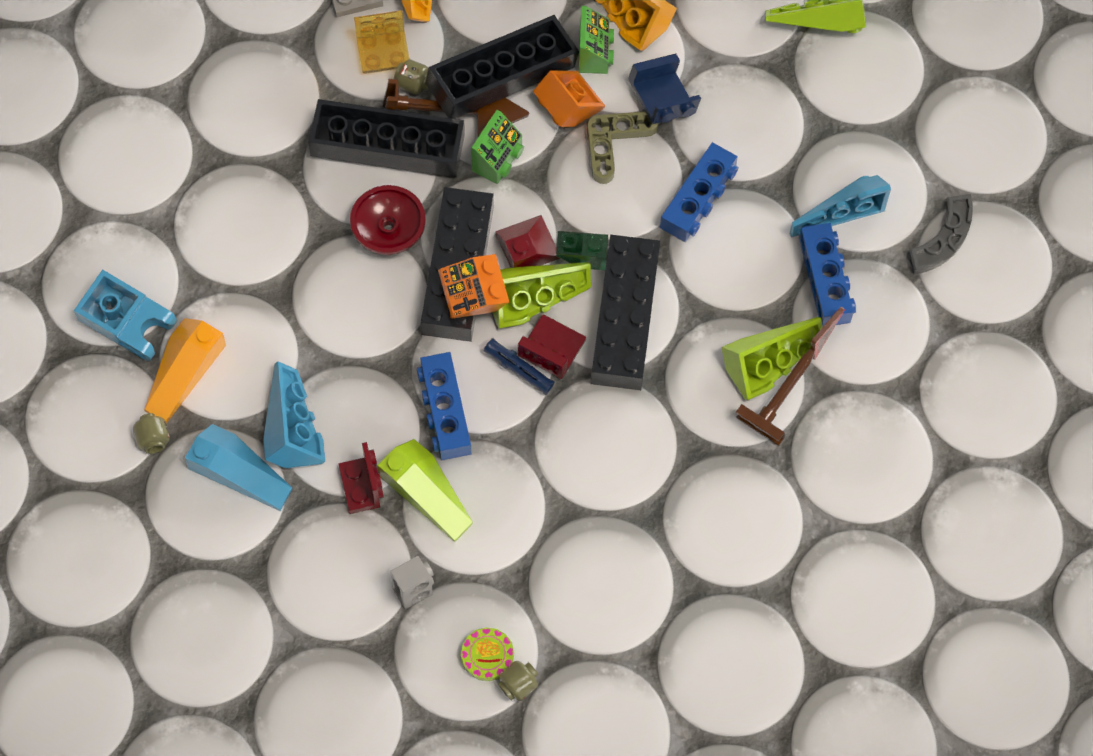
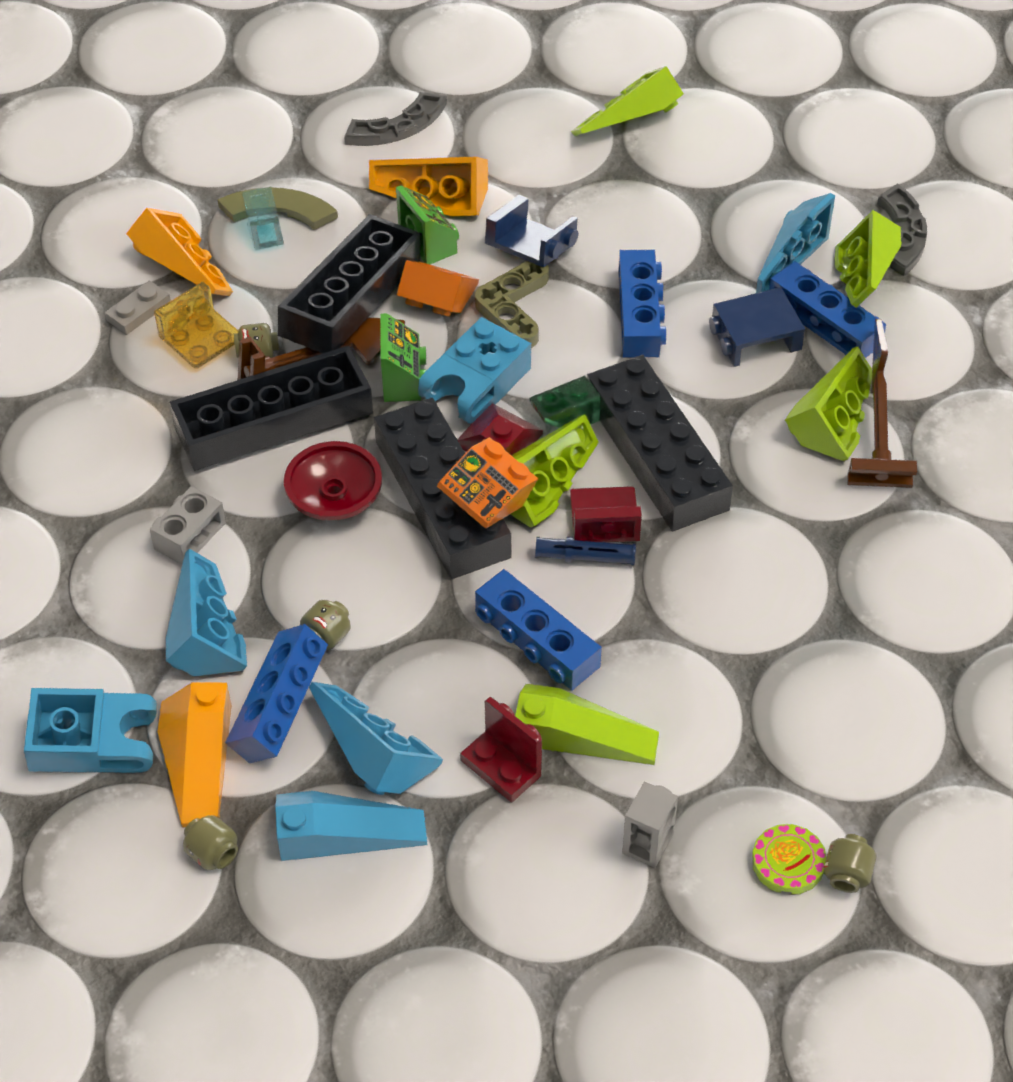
camera: 30 degrees left, 15 degrees down
(239, 281) = (200, 625): none -> dark azure wedge
(252, 356) = (276, 694): none -> blue brick
(280, 204) = (187, 524): none -> light grey brick
(315, 323) = (328, 621): none -> olive head
(545, 184) = (478, 369): none -> dark azure brick
(766, 256) = (755, 321): none -> dark blue panel
(887, 246) = (867, 255): none -> lime wedge

